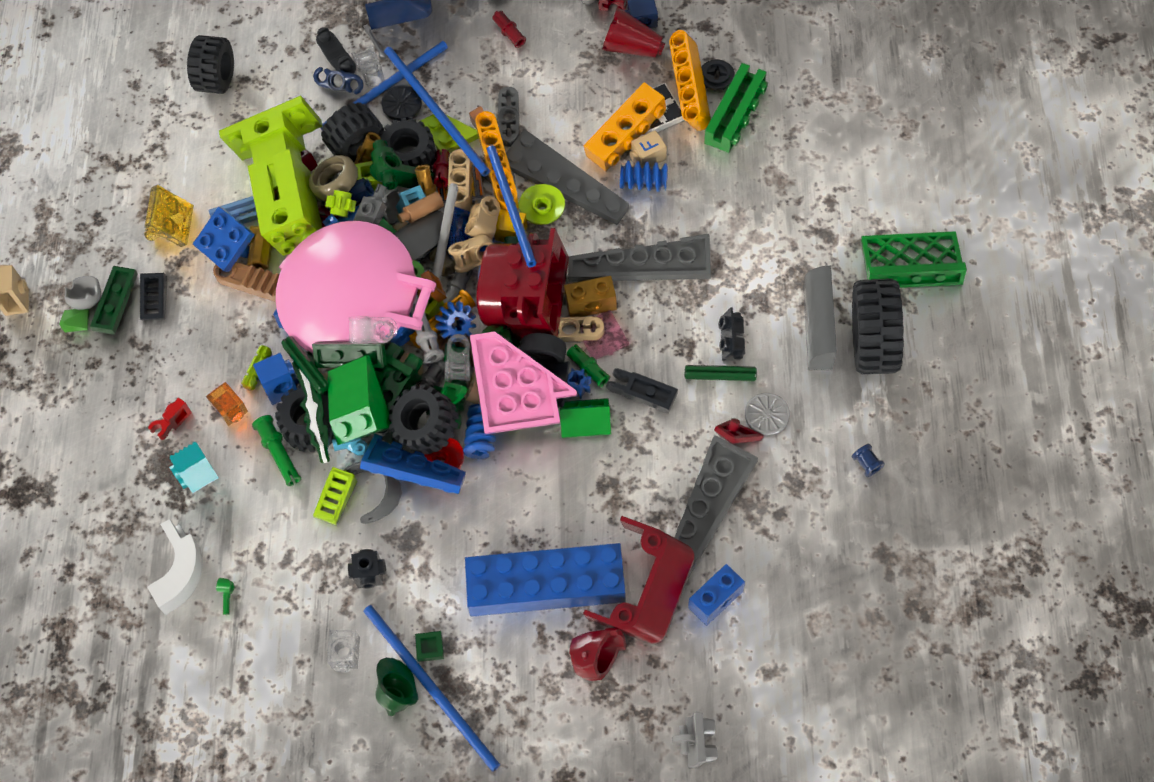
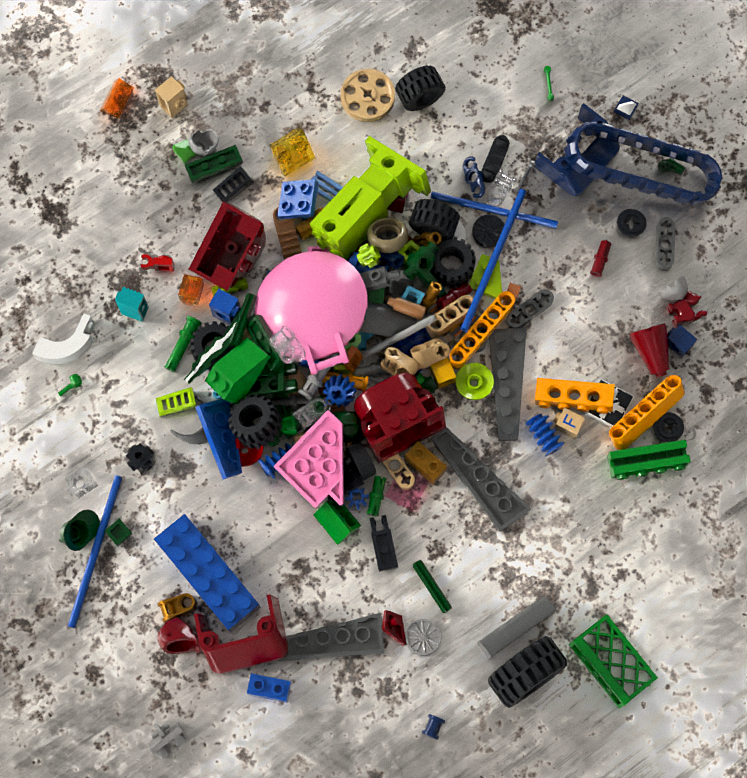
camera: 50 degrees right, 10 degrees up
(180, 124) = (368, 87): none -> tan wedge
(205, 311) = (229, 247): none -> dark red brick
(511, 206) = (443, 367): blue piece -> none
(558, 639) = (175, 606): none -> pearl gold piece
(731, 325) = (458, 578): black hinge -> none

